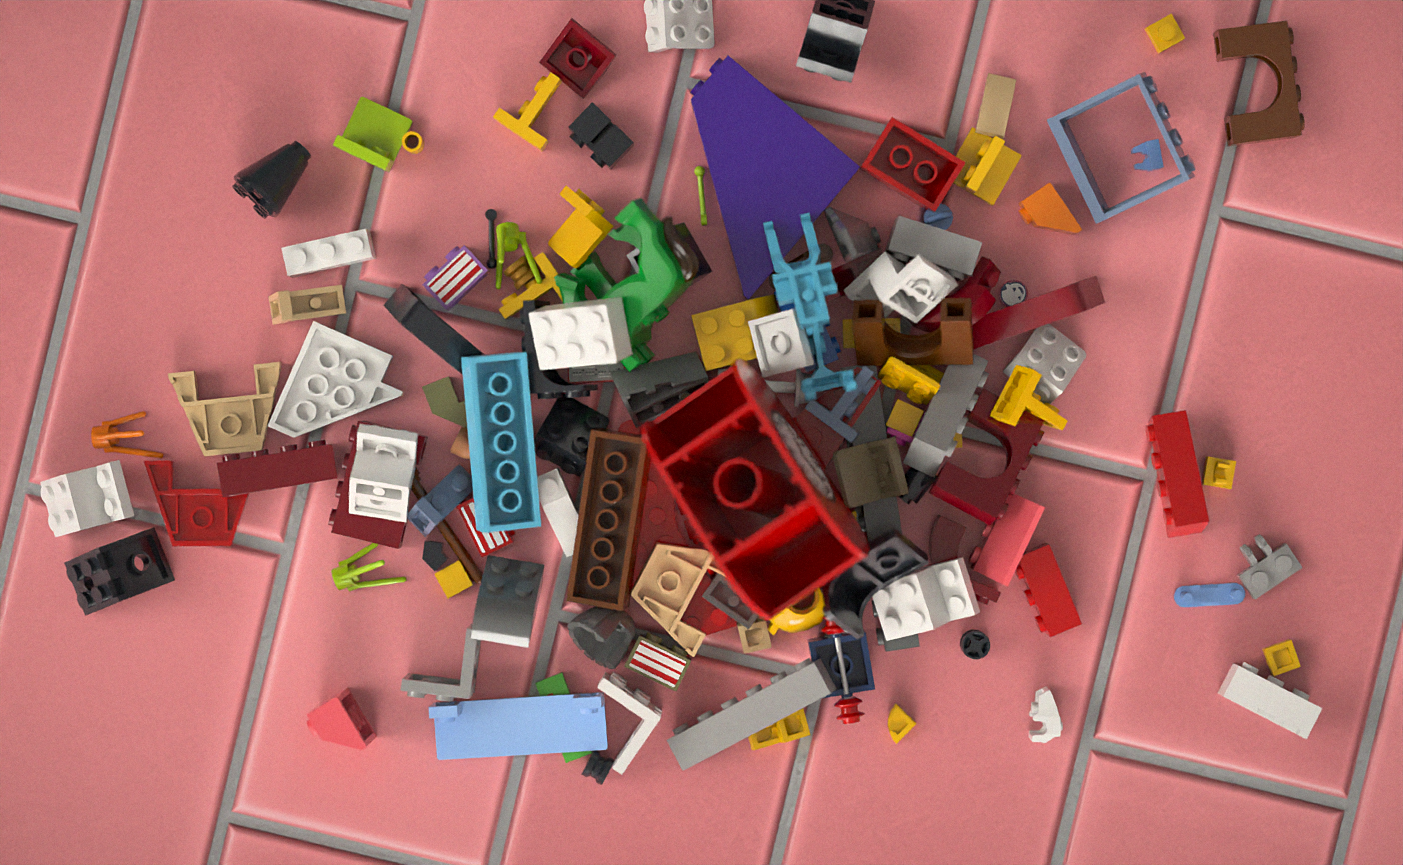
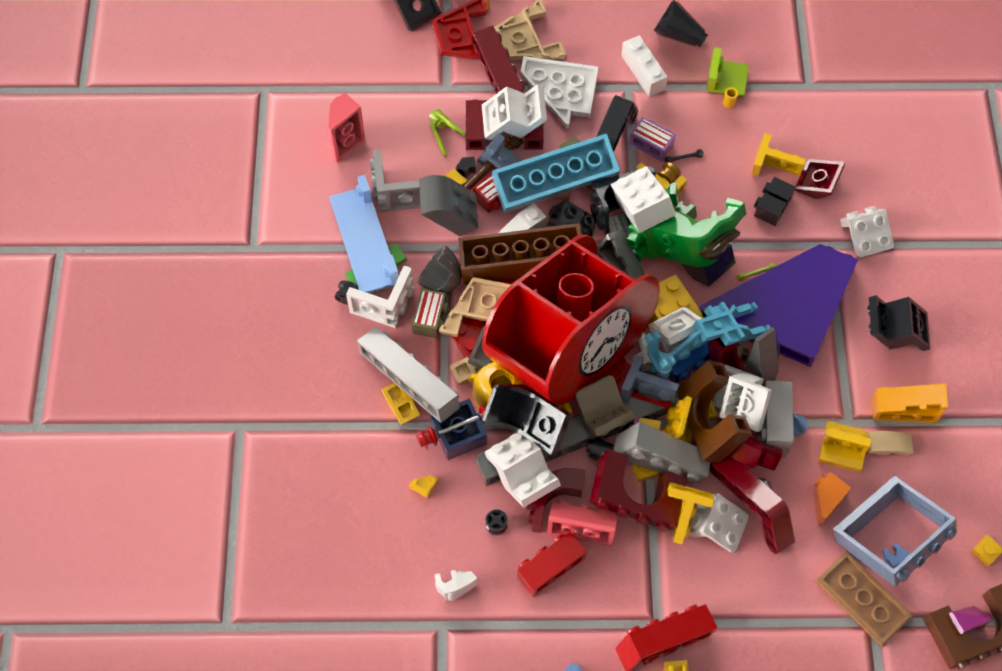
camera: 70 degrees right, 25 degrees down
(306, 304) = (607, 58): tan bracket -> none
(507, 241) = (688, 162): lime plant -> none
(581, 230) = (712, 204): yellow bracket -> none
(912, 165) = (829, 391): red brick -> none
(950, 62) = (910, 403): none -> light orange wedge
(1185, 212) = (863, 598): none -> medium nougat tile
(1251, 96) = (969, 619): none -> magenta slope

